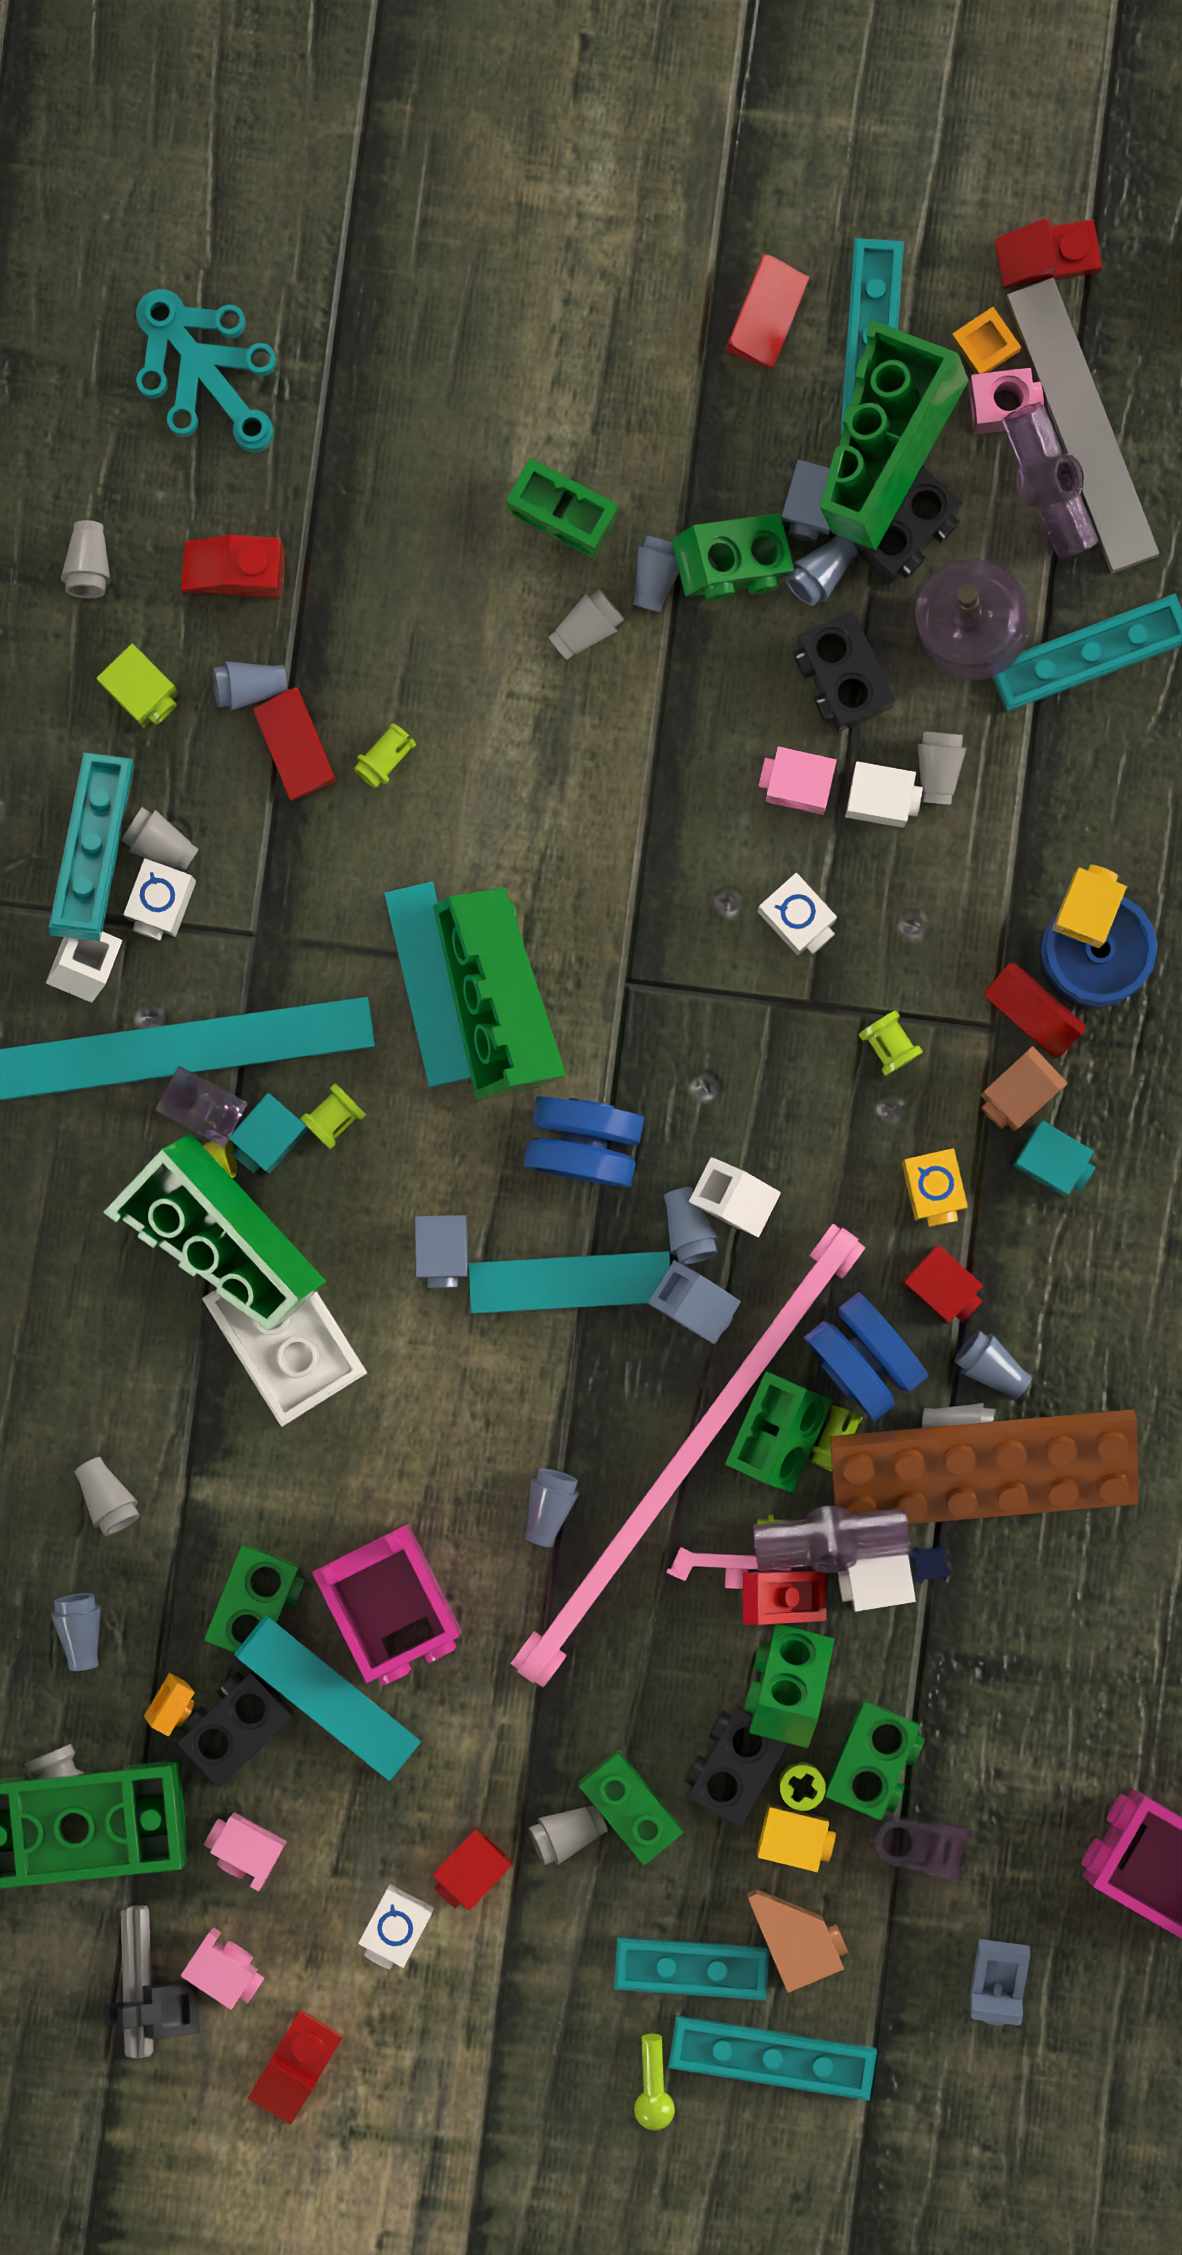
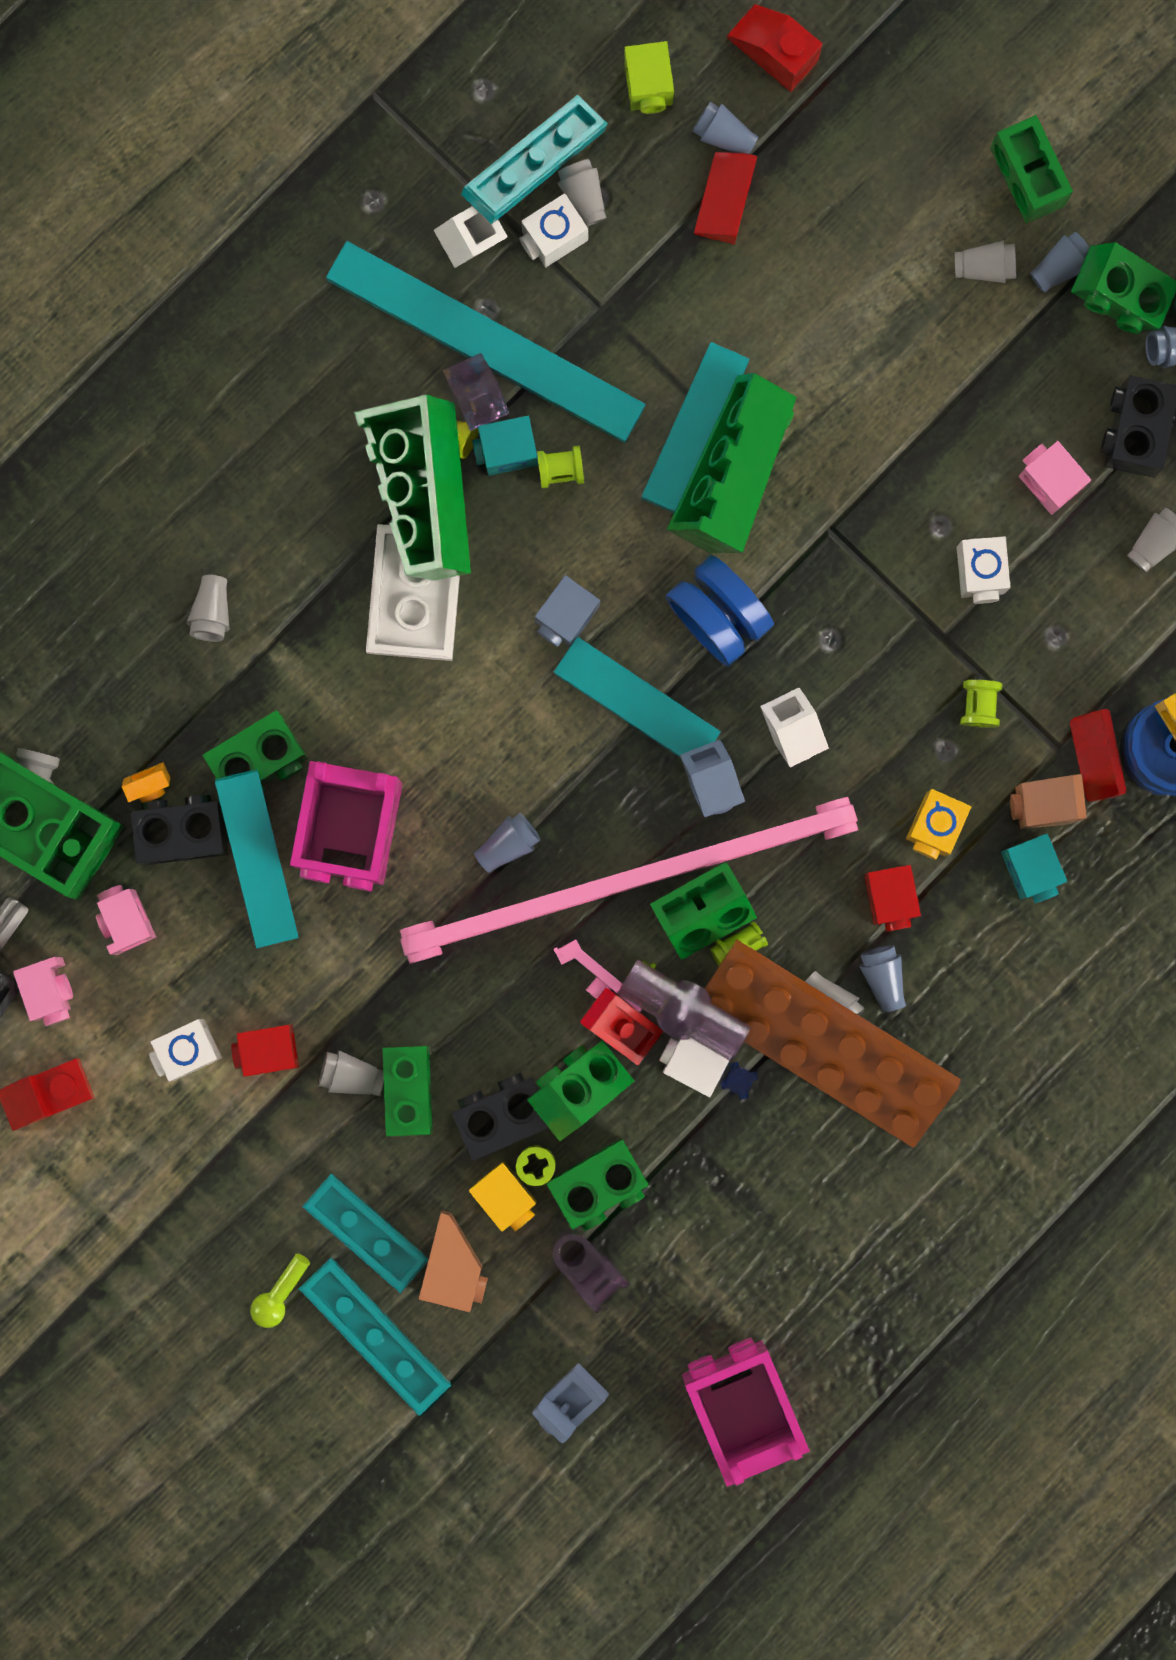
camera: 30 degrees right, 0 degrees up
(78, 1626) = (123, 685): sand blue cone -> none
(384, 756) = (780, 249): lime pin -> none
(688, 1228) = (746, 727): sand blue cone -> none
(859, 1362) = (805, 903): blue wheel -> none
(883, 795) = (1104, 530): white brick -> none

